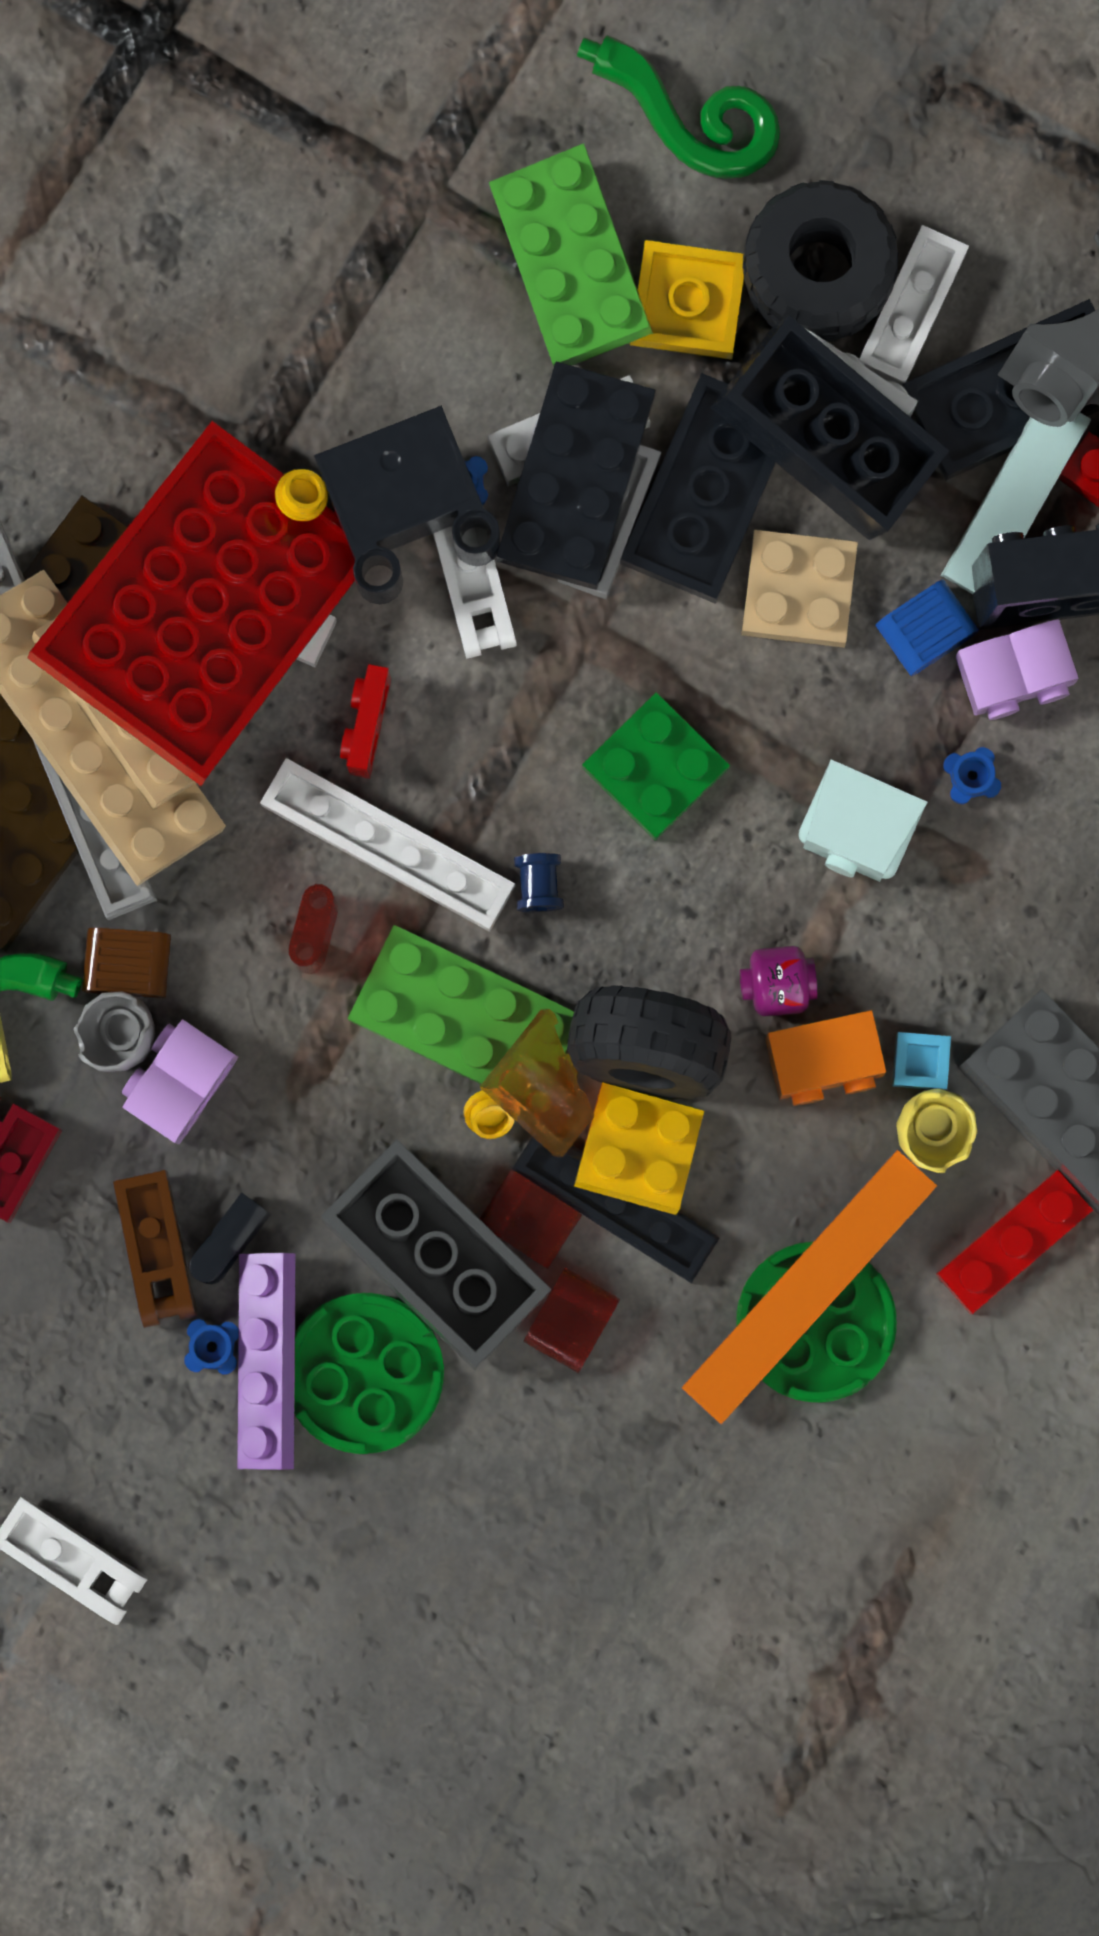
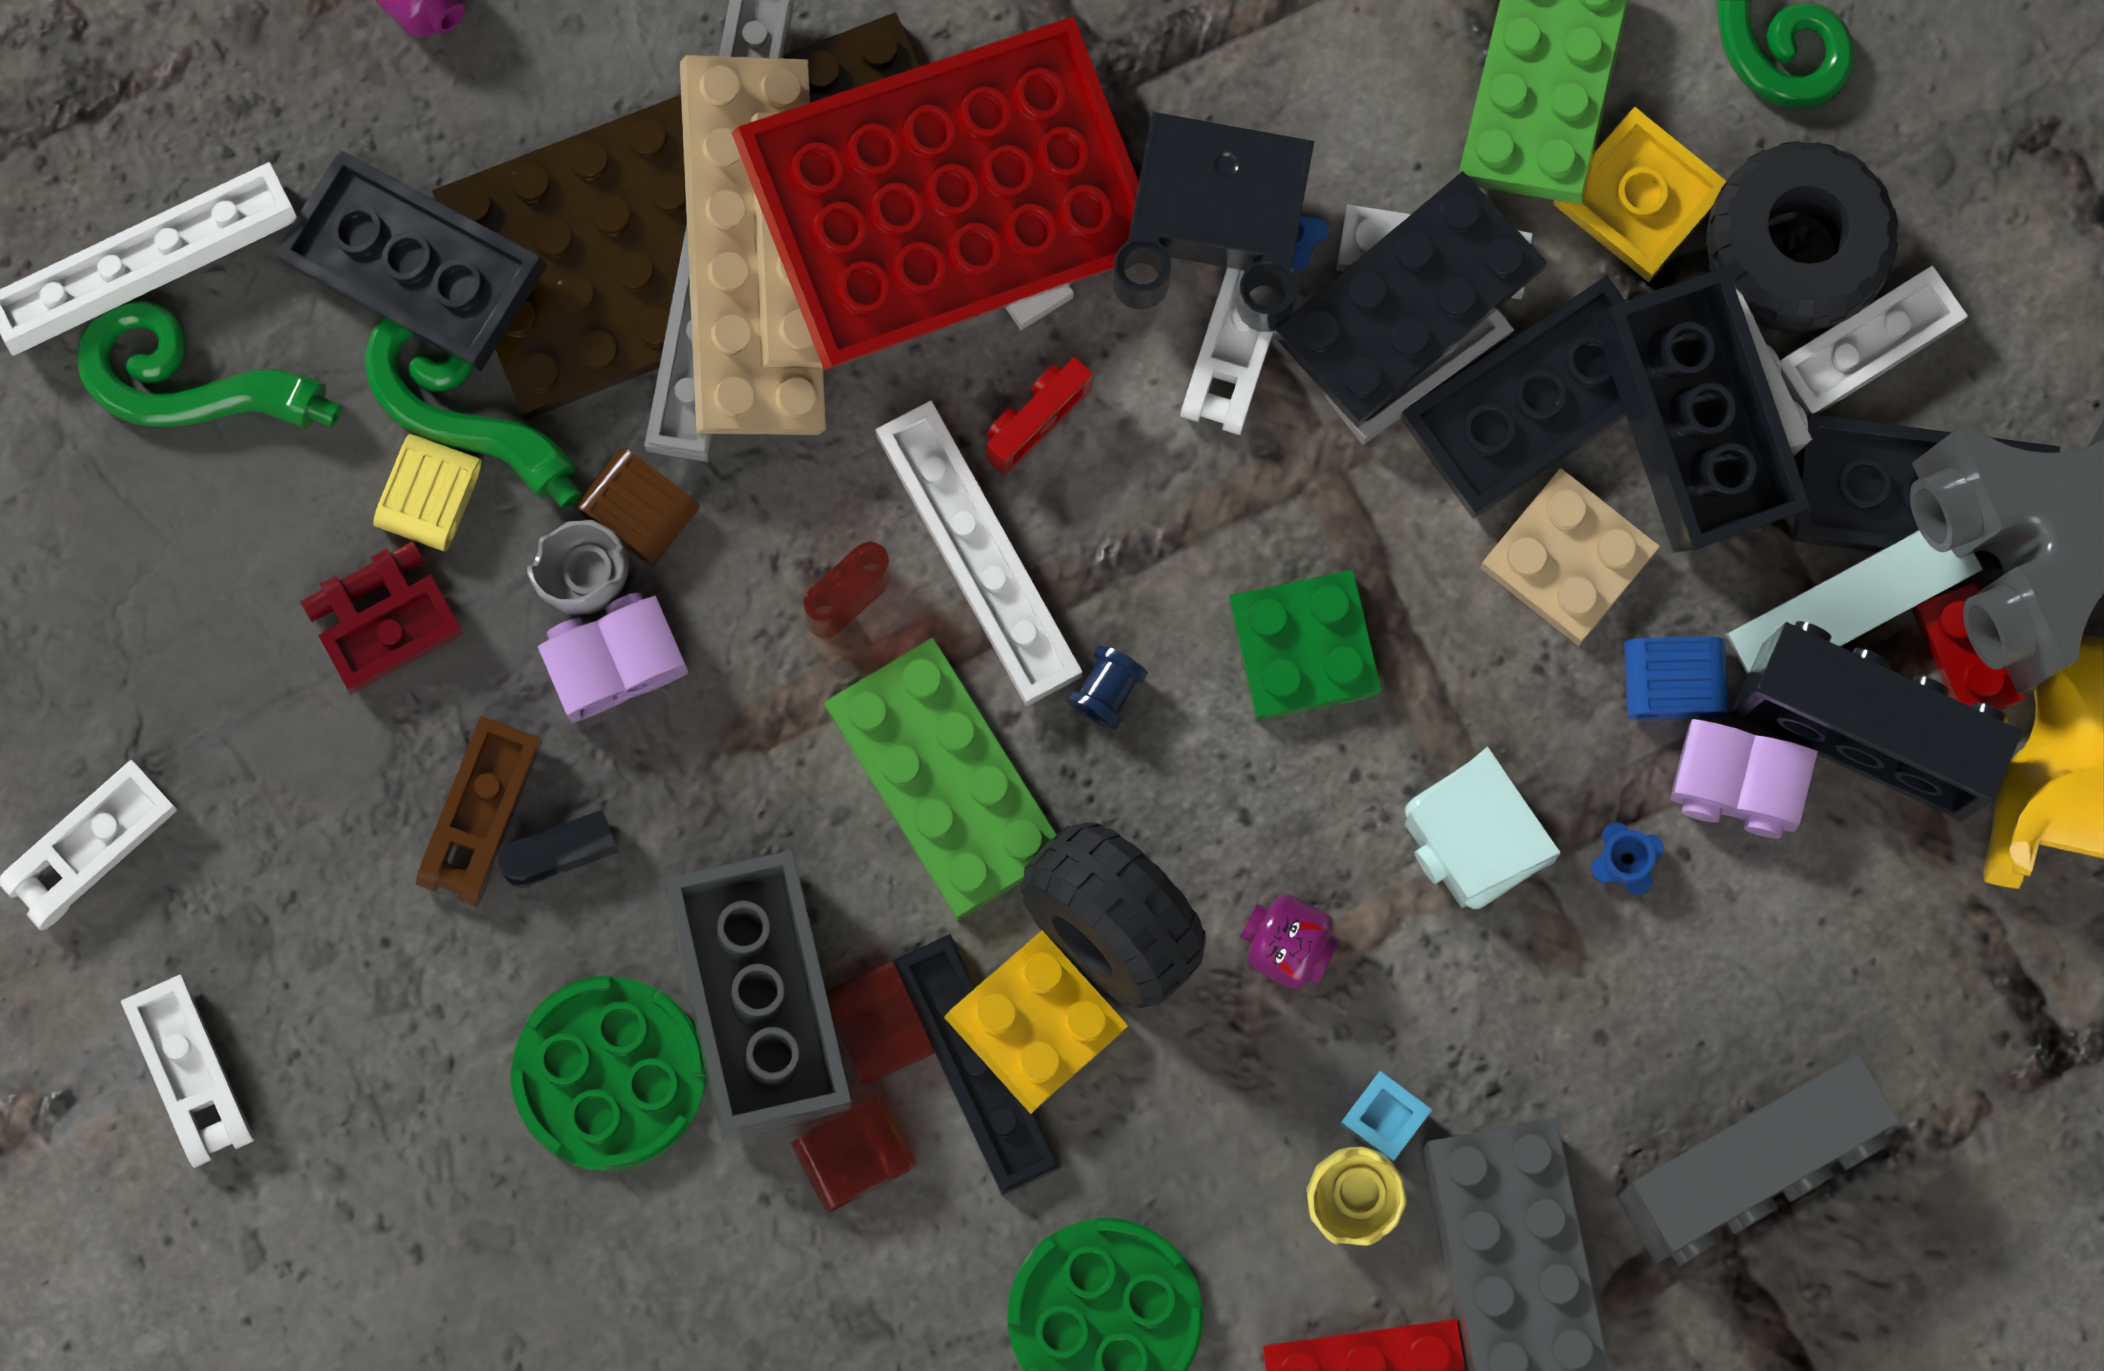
camera: 25 degrees right, 5 degrees down
(199, 1356) = (468, 929): blue plate -> none
(266, 1361) = (516, 996): medium lavender plate -> none
(301, 495) = (1115, 145): yellow plate -> none
(486, 1117) = (907, 889): yellow plate -> none
(541, 1087) = (973, 892): clear orange wing -> none
(809, 1287) = (1119, 1273): orange tile -> none
(825, 1057) = (1289, 1050): orange brick -> none

